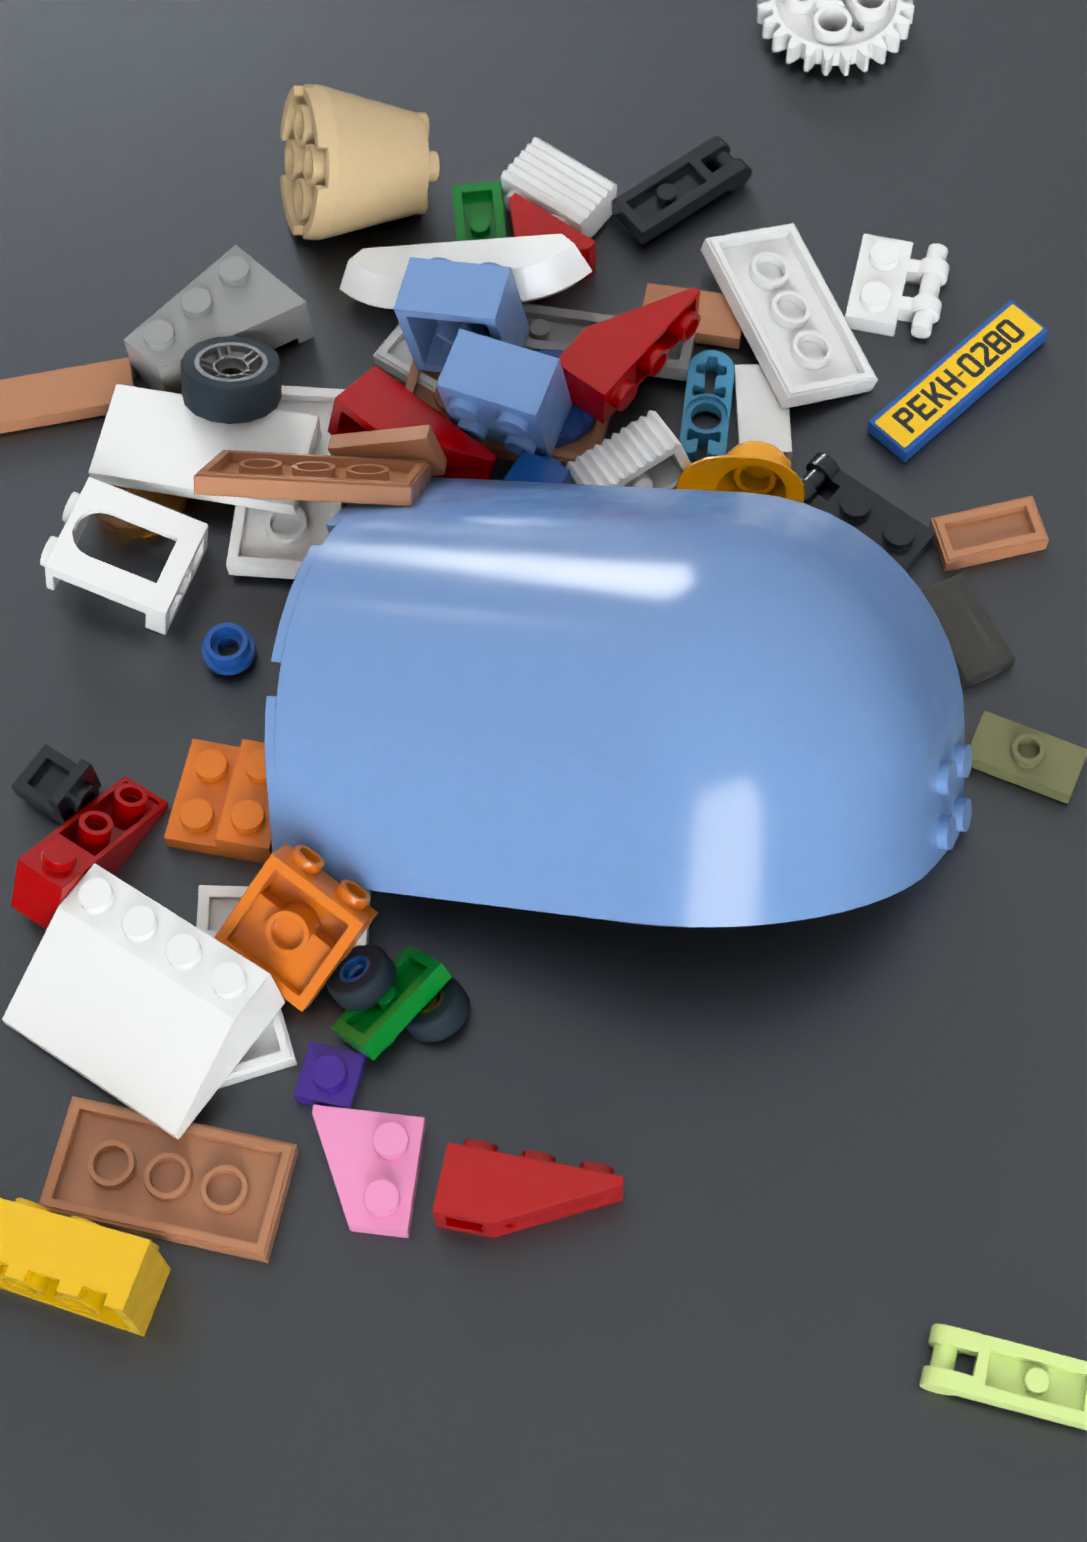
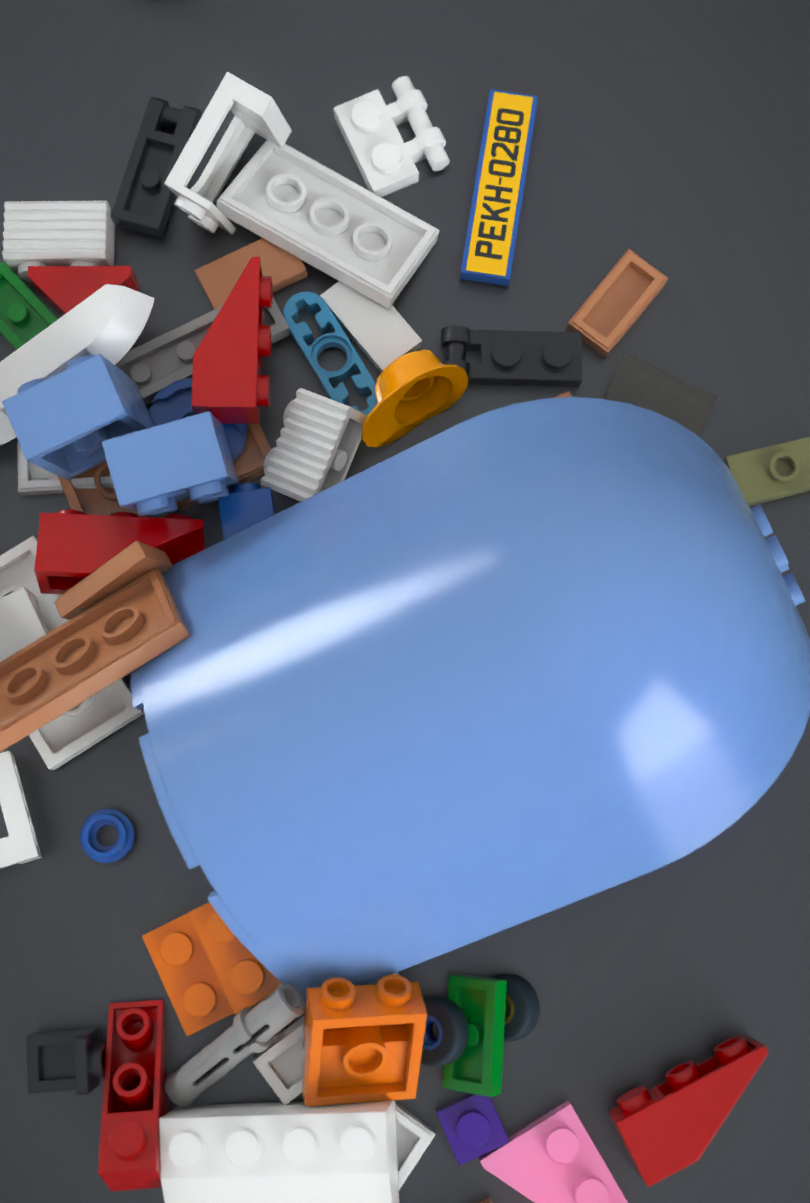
camera: 45 degrees left, 15 degrees up
(238, 849) = (250, 1033): none -> light grey pin
(783, 196) = (253, 114): none -> white panel

